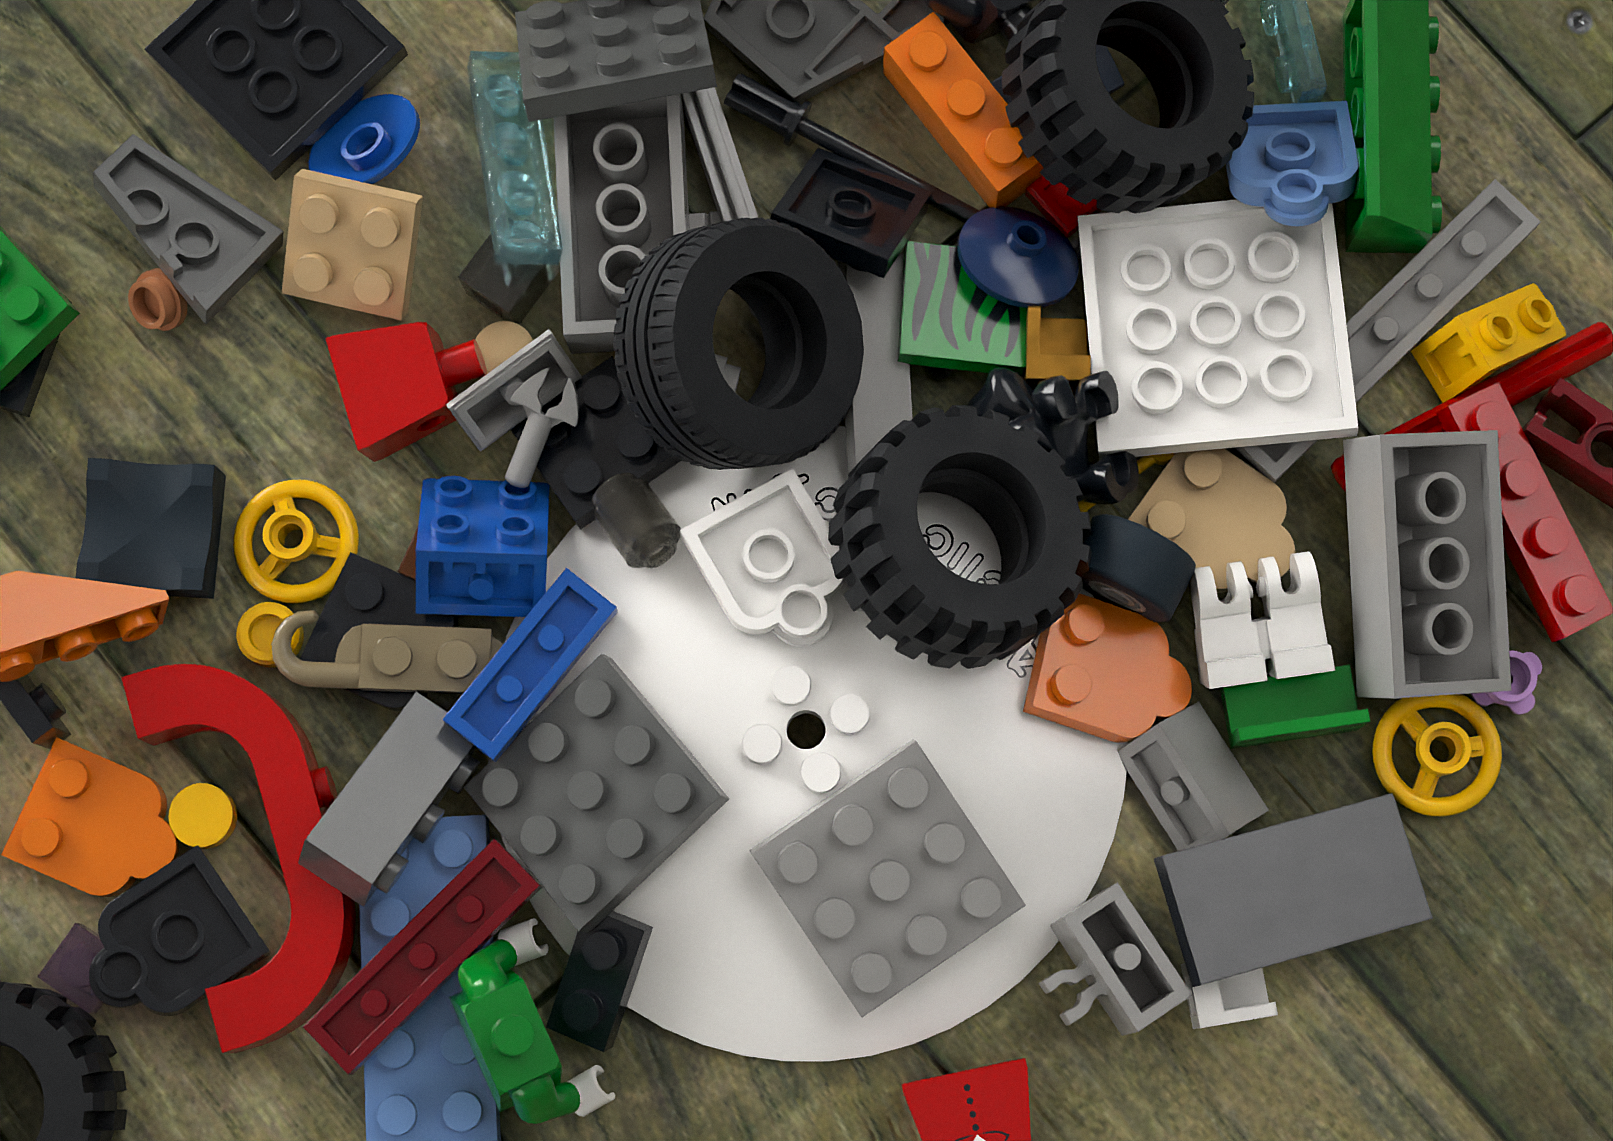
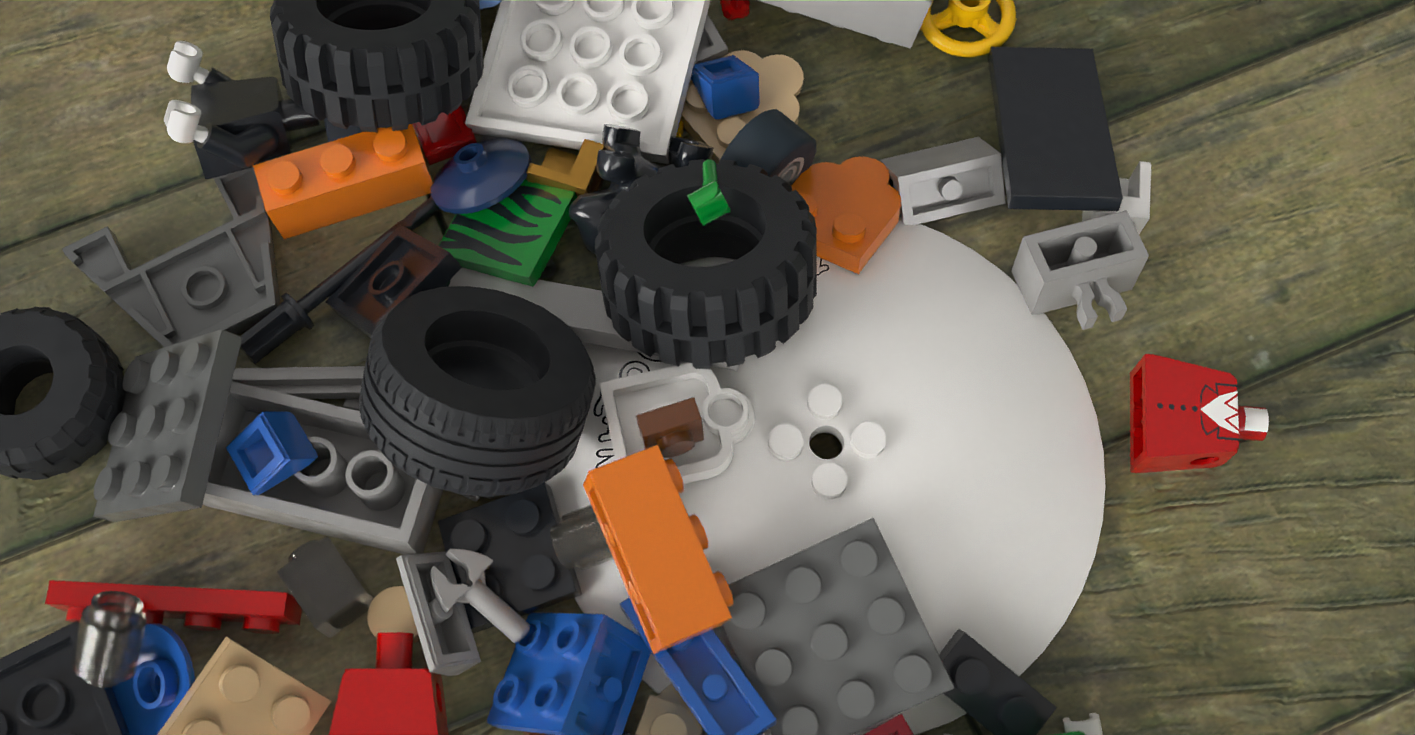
camera: 80 degrees left, 10 degrees down
(387, 87) = (109, 639): none -> clear smoke brick
(440, 108) = (199, 607): none -> red plate
(513, 164) = (228, 545): clear light blue plate -> none
(614, 164) = (271, 450): none -> blue slope
(619, 585) = (658, 548): none -> orange brick
(749, 558) = (672, 428): none -> reddish brown plate
(887, 878) = (971, 414): light grey plate -> none
(1011, 515) = (709, 200): none -> green hand
(1220, 493) = (726, 86): none -> blue slope
(1281, 644) = (837, 90): white legs -> none
(1292, 708) = (906, 95): green panel -> none

